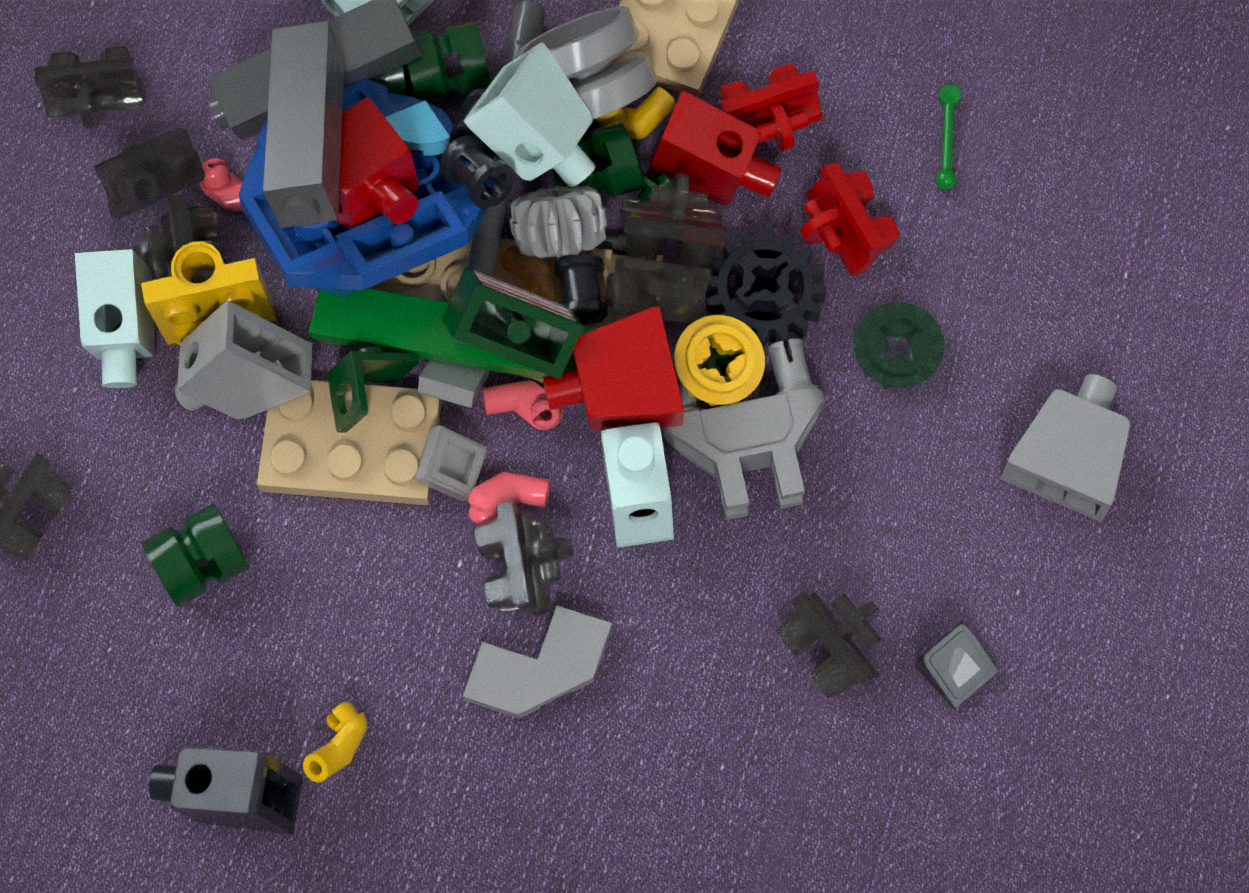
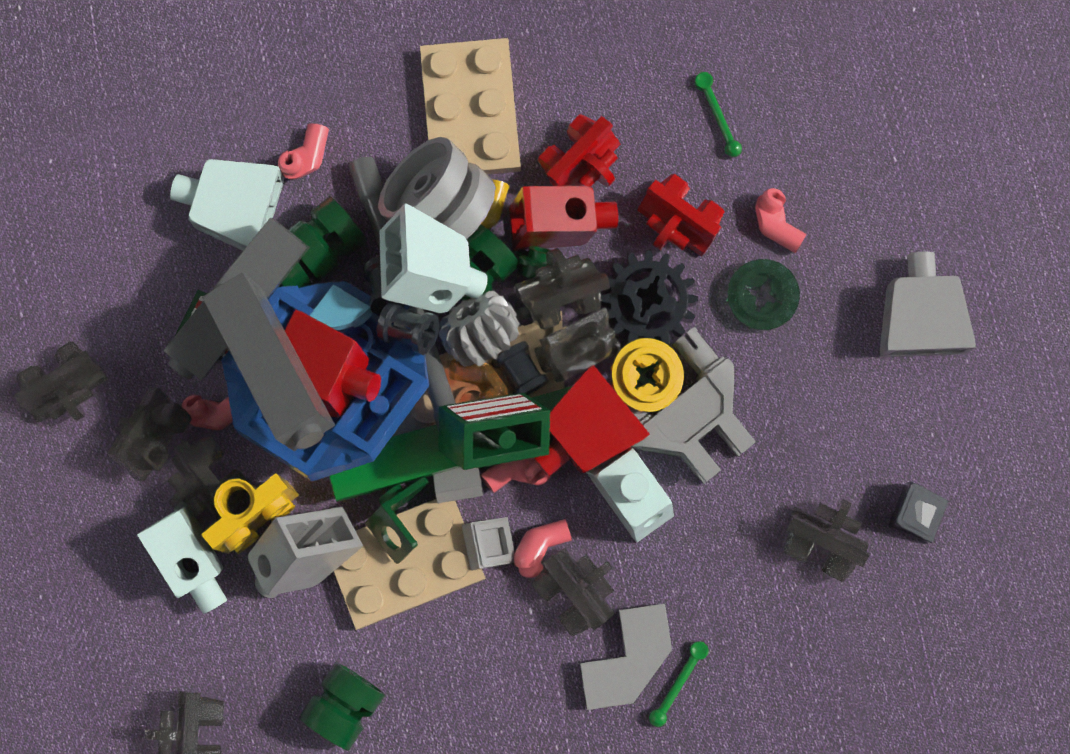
camera: 30 degrees left, 10 degrees up
(623, 699) = (698, 651): none -> green hinge
(950, 274) = (773, 222): none -> coral arm

